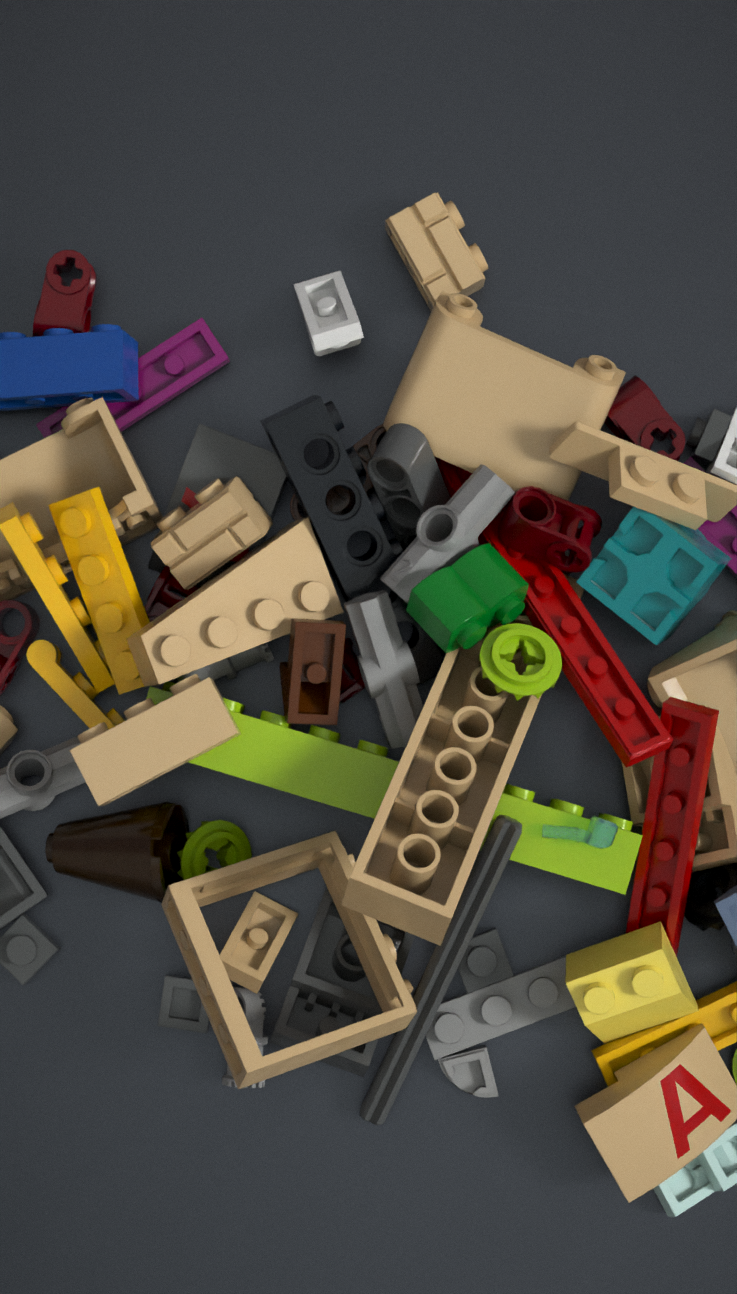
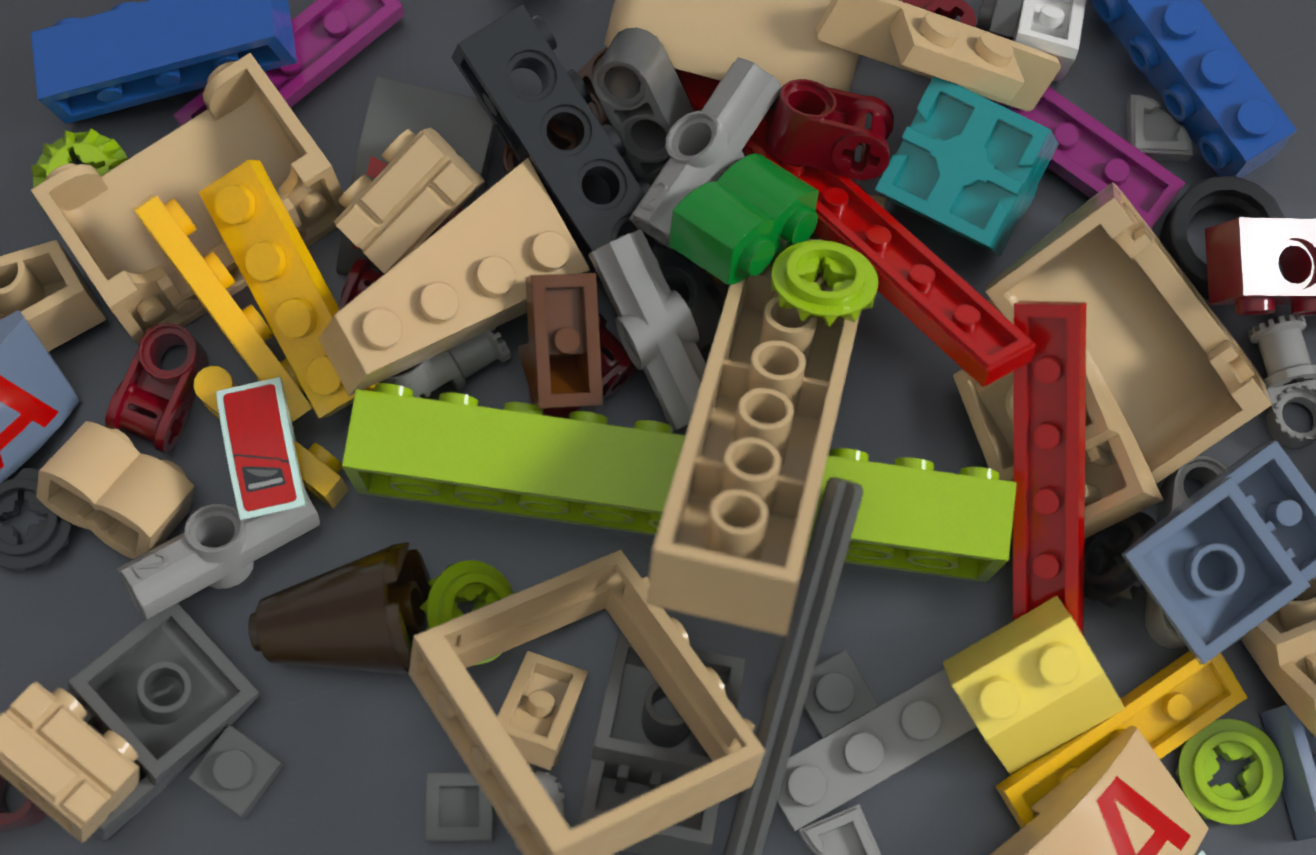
camera: 15 degrees left, 10 degrees down
(70, 708) = (260, 448): none -> slope
(154, 739) = (371, 447): tan brick -> none
(599, 833) = (961, 486): clear light blue hand -> none

